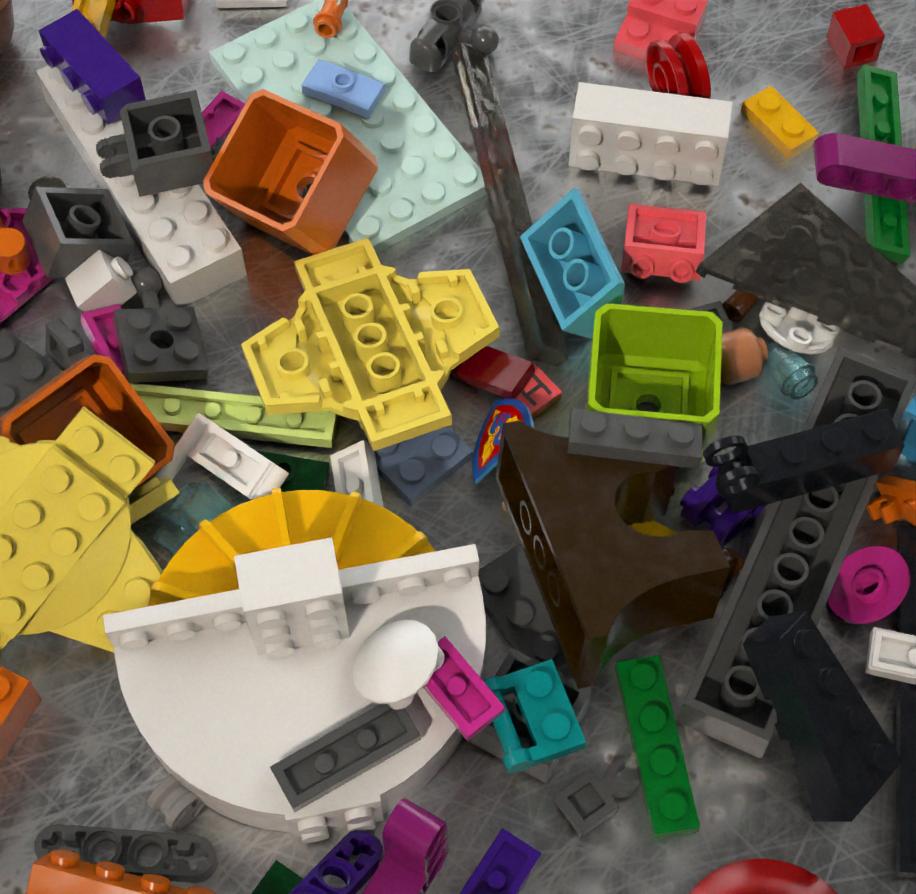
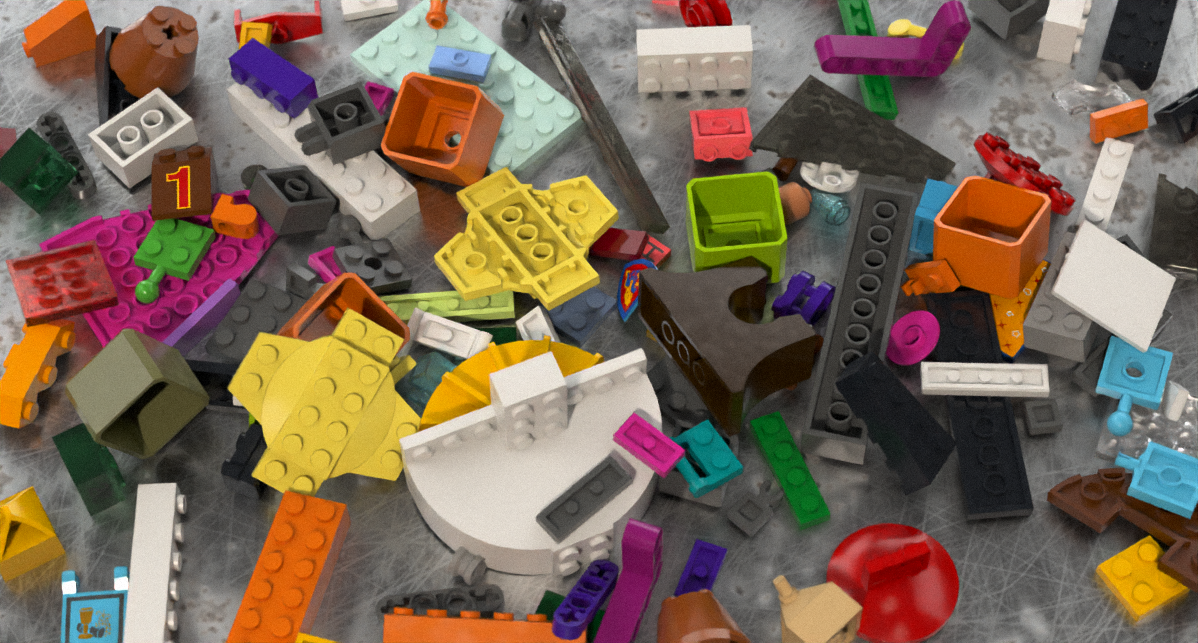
camera: 10 degrees left, 5 degrees down
(101, 282) = (317, 231): white brick -> none
(396, 663) = (605, 434): white dish -> none
(573, 264) = (660, 158): medium azure slope -> none
(635, 438) = (733, 264): dark grey plate -> none
(779, 122) = (785, 34): yellow plate -> none
(804, 460) = (851, 260): black hinge -> none

